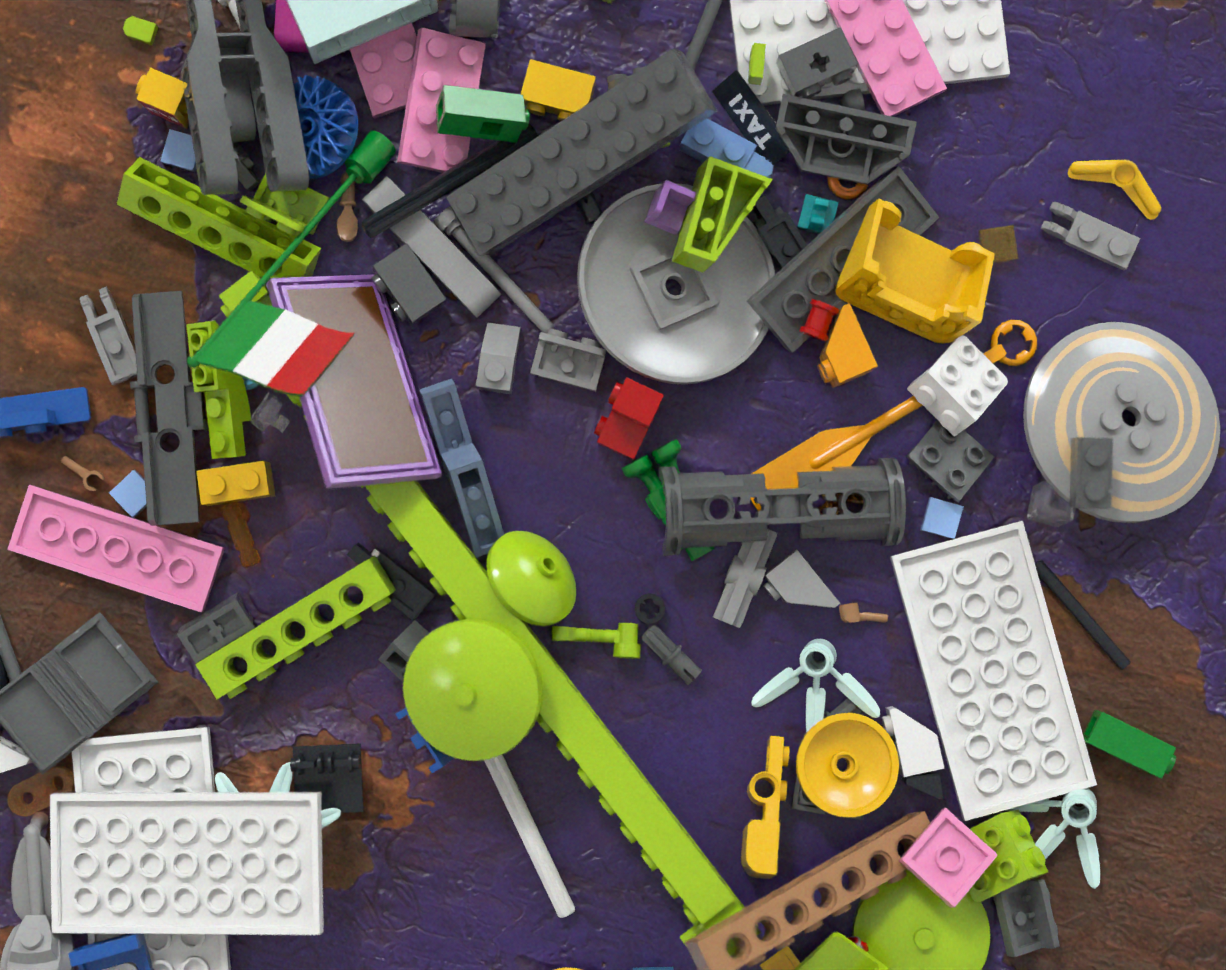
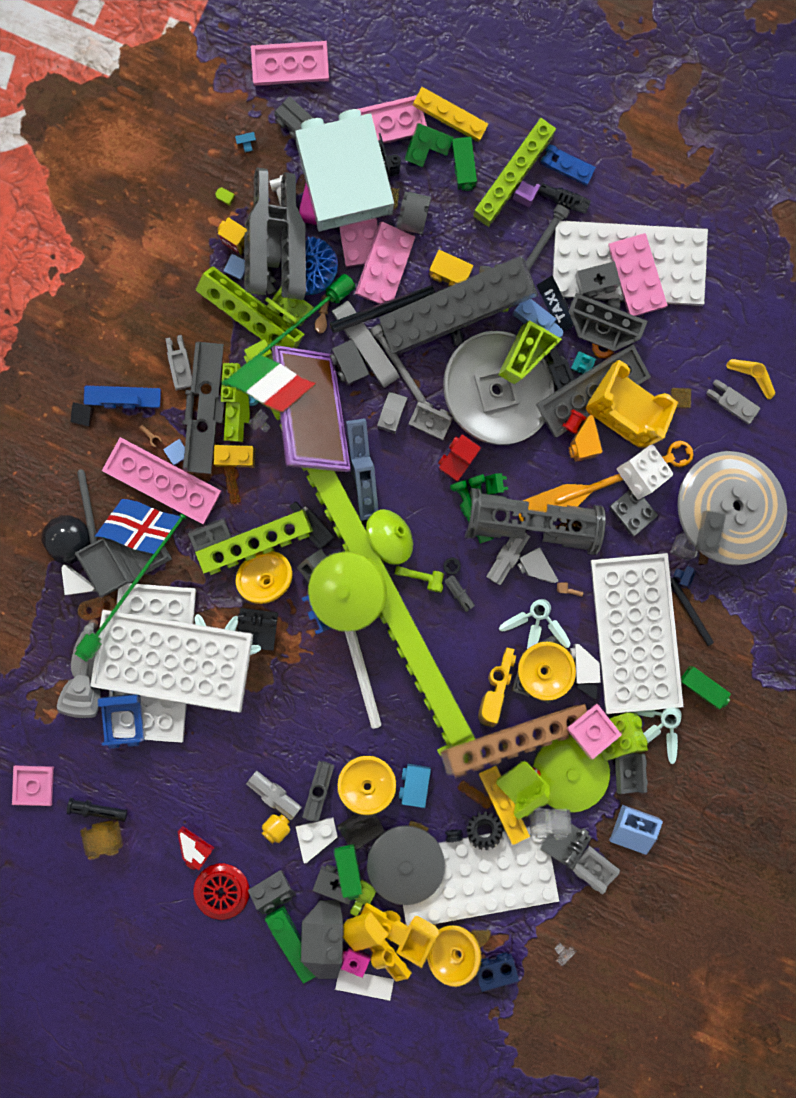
camera: 10 degrees right, 0 degrees up
(91, 641) = (140, 530): none -> flag
(309, 681) = (265, 568): none -> yellow dish
(481, 113) = (406, 274): brick -> none
(669, 206) = (502, 344): medium lavender panel -> none
(700, 452) = (494, 484): none -> green tile
(756, 63) = (564, 273): lime tile -> none
(941, 518) = (623, 544): light blue tile -> none
(1063, 556) = (685, 577): none -> dark blue tile

